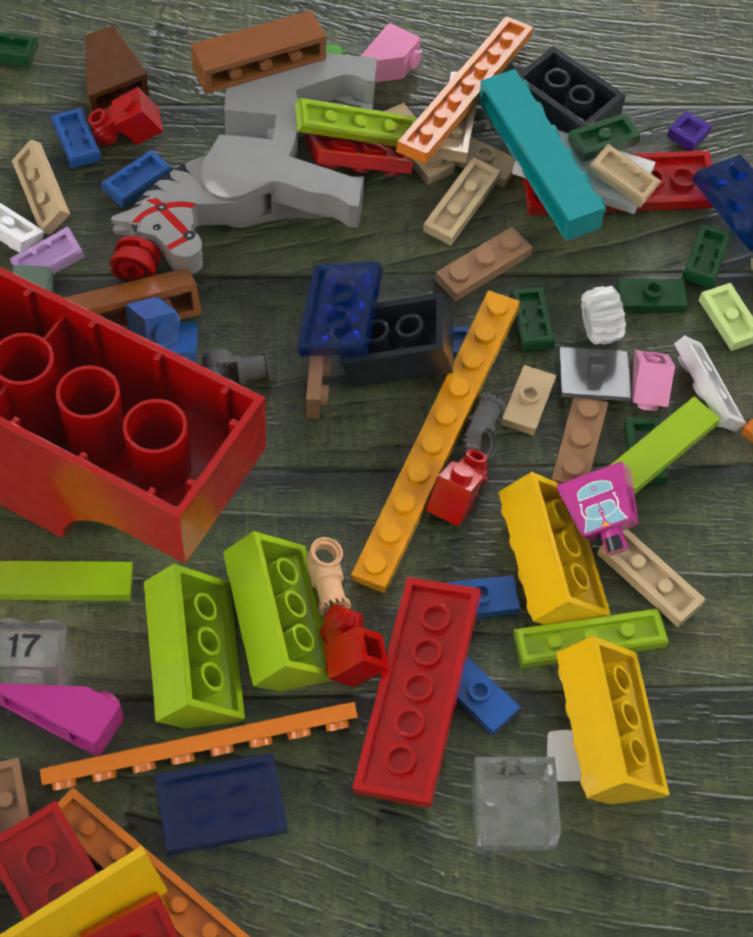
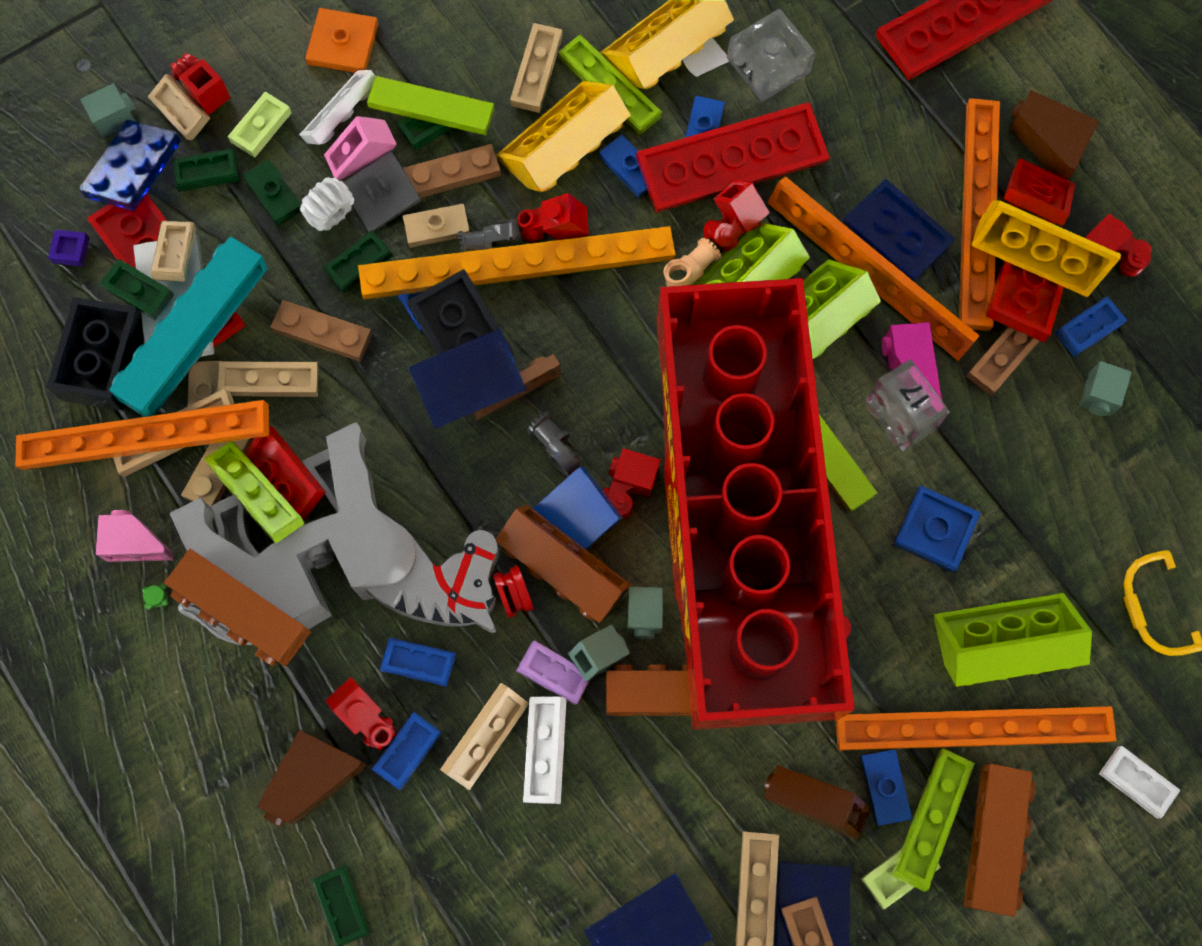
camera: 120 degrees left, 15 degrees up
(153, 321) = (576, 517): blue brick -> none
(603, 505) = (511, 110): dark pink torso -> none

